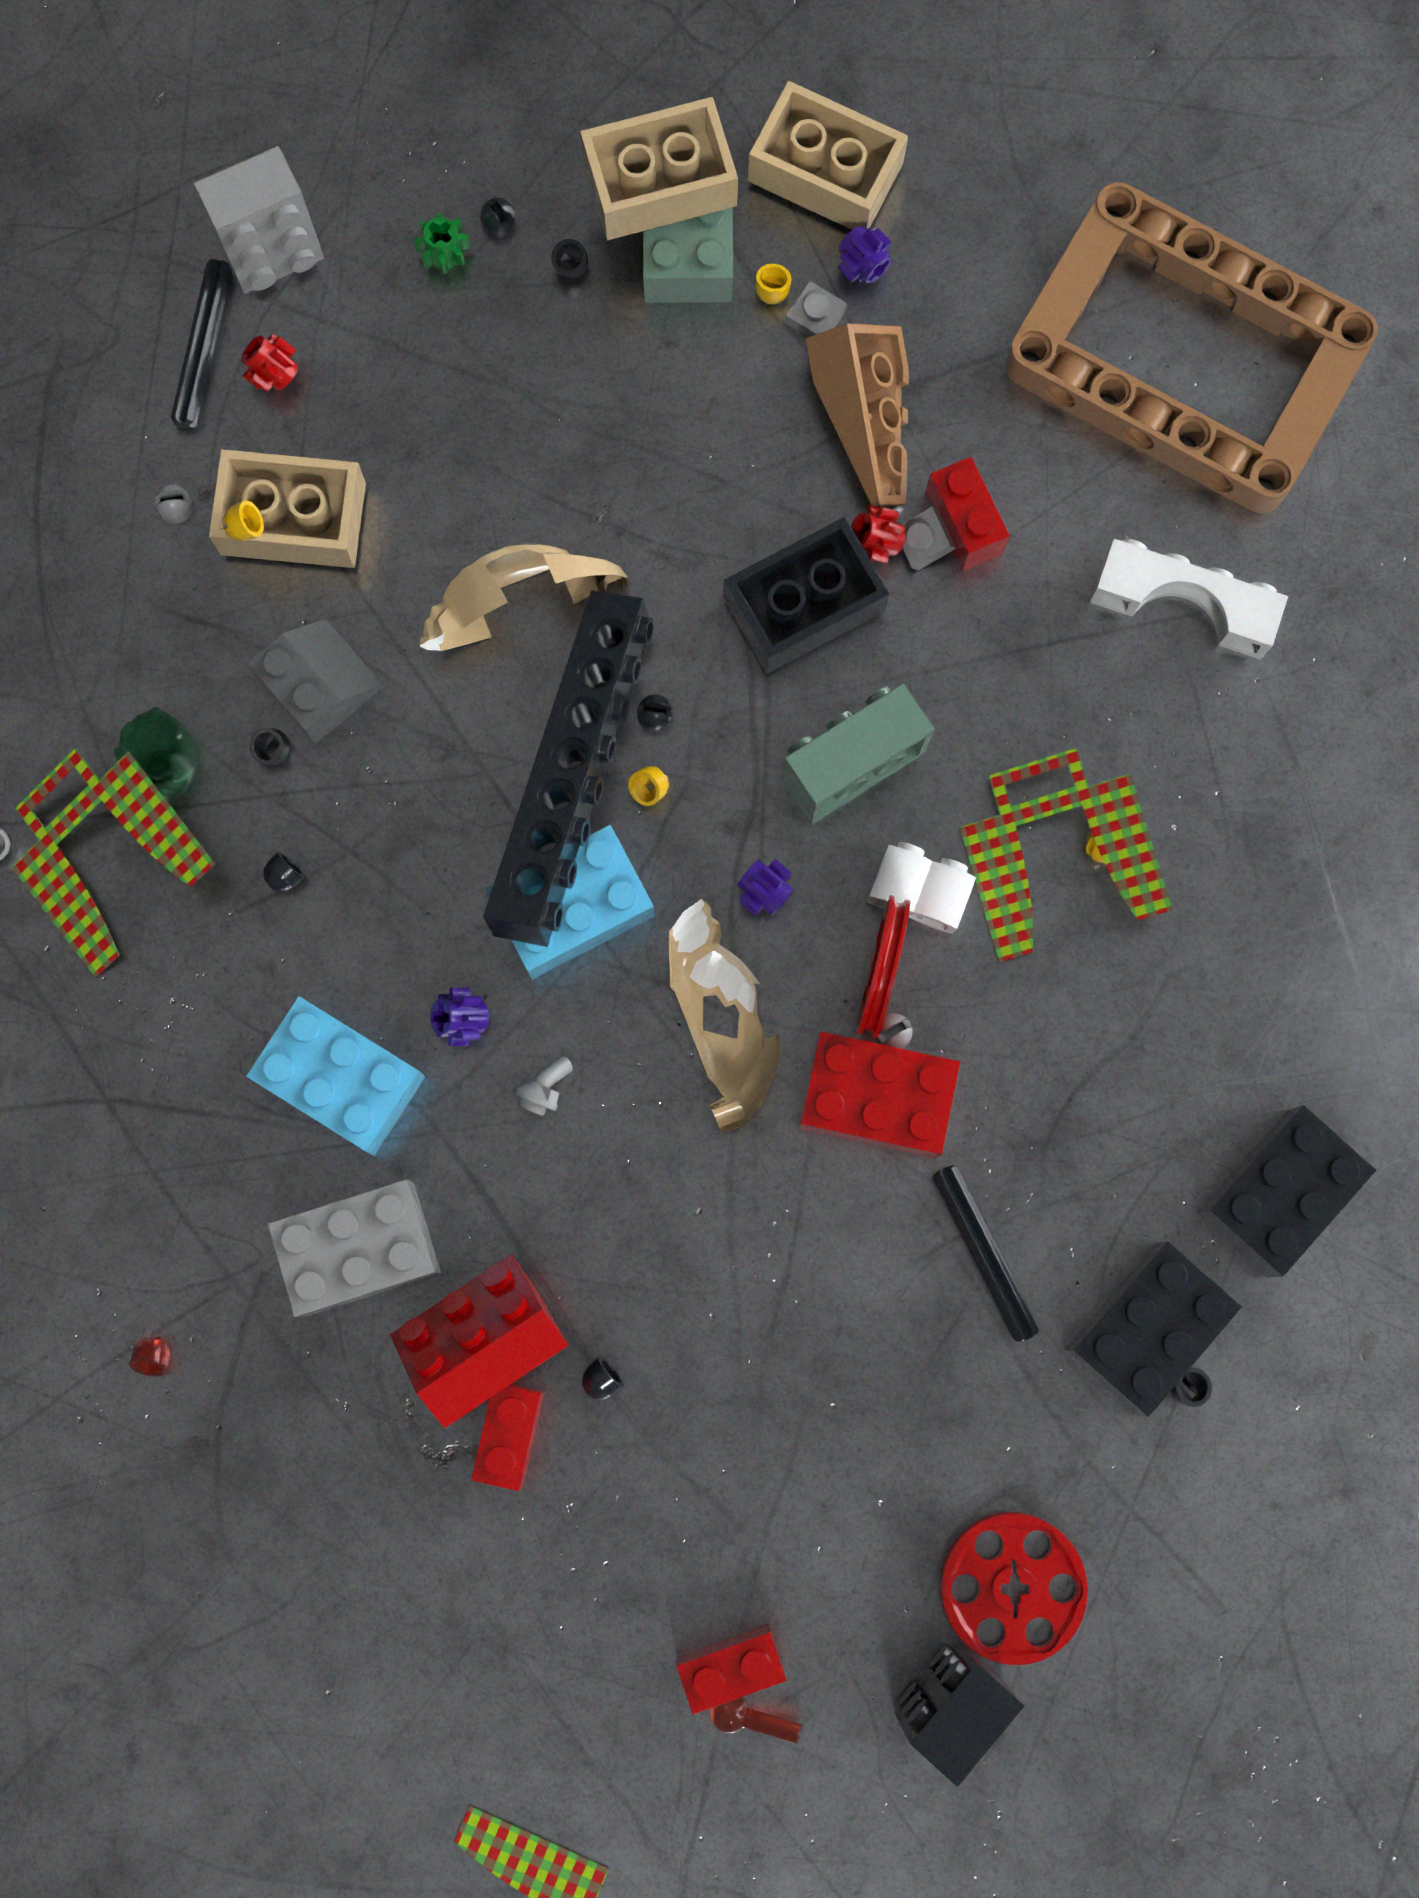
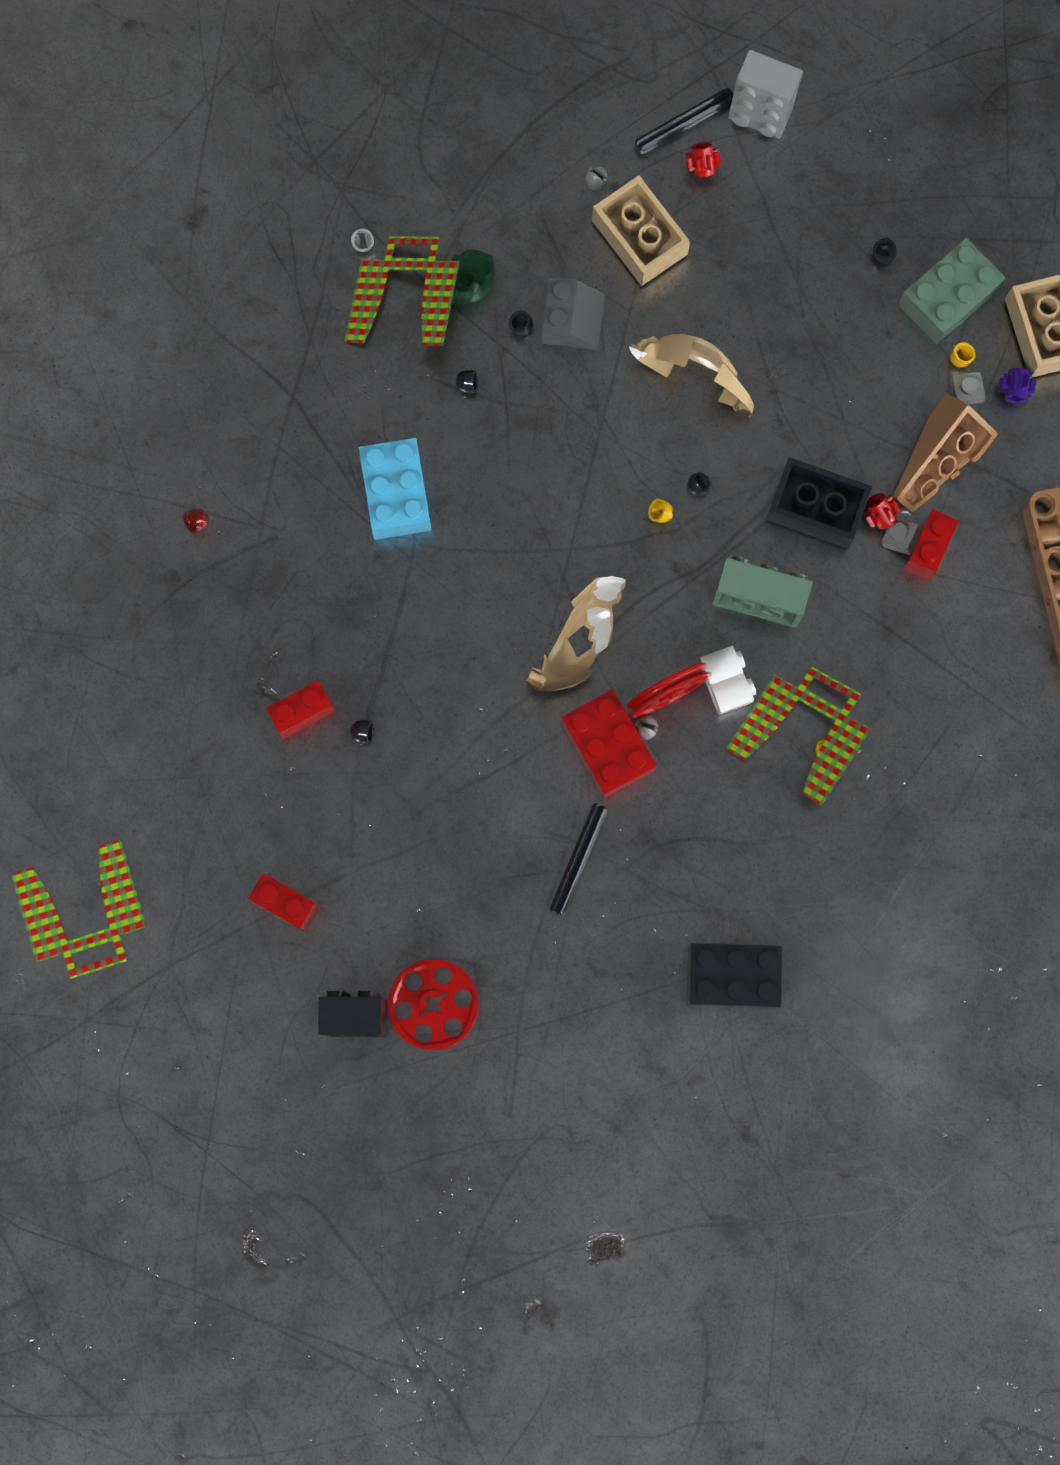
camera: 50 degrees right, 0 degrees up
(243, 521) = (618, 218): yellow hinge -> none
(354, 1248) = (324, 566): light grey brick -> none
(442, 243) = (829, 187): green gear -> none
(459, 1016) = (472, 519): dark purple gear -> none
(477, 1341) = (331, 656): red brick -> none
(490, 221) = (868, 200): black hinge -> none
(537, 1094) = (468, 587): light grey plate -> none
(597, 908) = (571, 523): medium azure brick -> none
(605, 622) = (619, 461): black brick -> none
(659, 168) = (960, 250): tan brick -> none
(737, 1715) = (263, 923): clear red bar -> none
(765, 887) = (660, 606): dark purple gear -> none
(1153, 1328) = (612, 966): black brick -> none
(1198, 1383) = (606, 1008): black hinge -> none
(1242, 612) = (975, 652): white arch -> none

